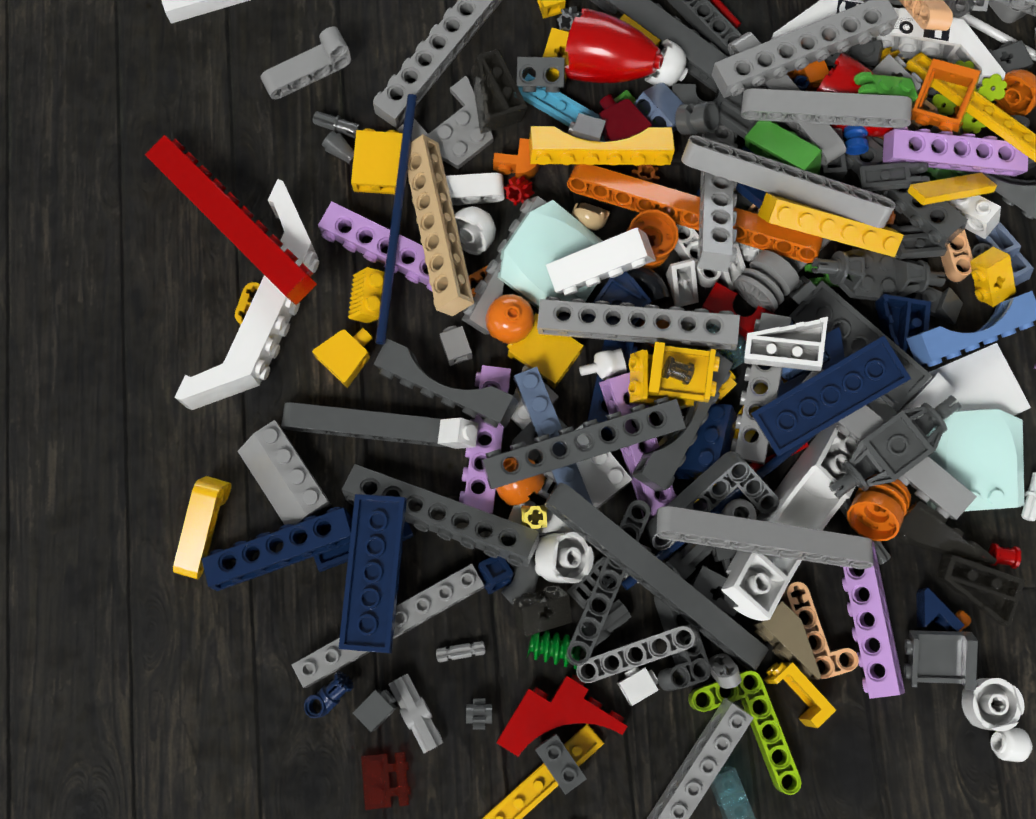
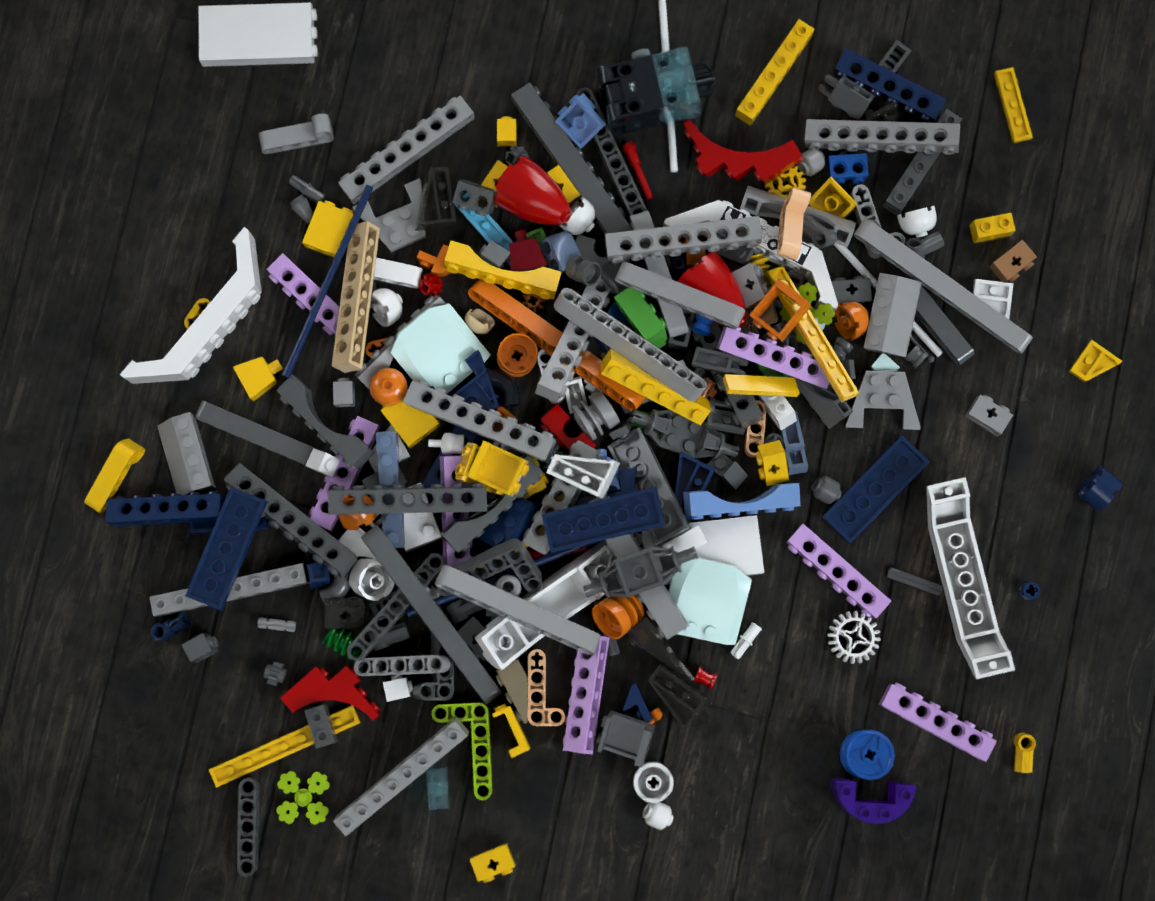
camera: 20 degrees right, 5 degrees up
(232, 221) = (199, 247): red brick -> none
(366, 295) = (287, 334): yellow brick -> none
(377, 780) = (188, 698): clear red plate -> none
(415, 713) = (230, 659): light grey piece -> none
(534, 516) = (355, 543): light yellow piece -> none
(601, 261) = (468, 365): white wedge -> none
(678, 370) = (497, 472): clear smoke bush -> none
(683, 282) = (532, 402): white slope -> none
(724, 671) = (462, 697): light grey beam -> none
(885, 85) = (733, 292): bright green hinge -> none

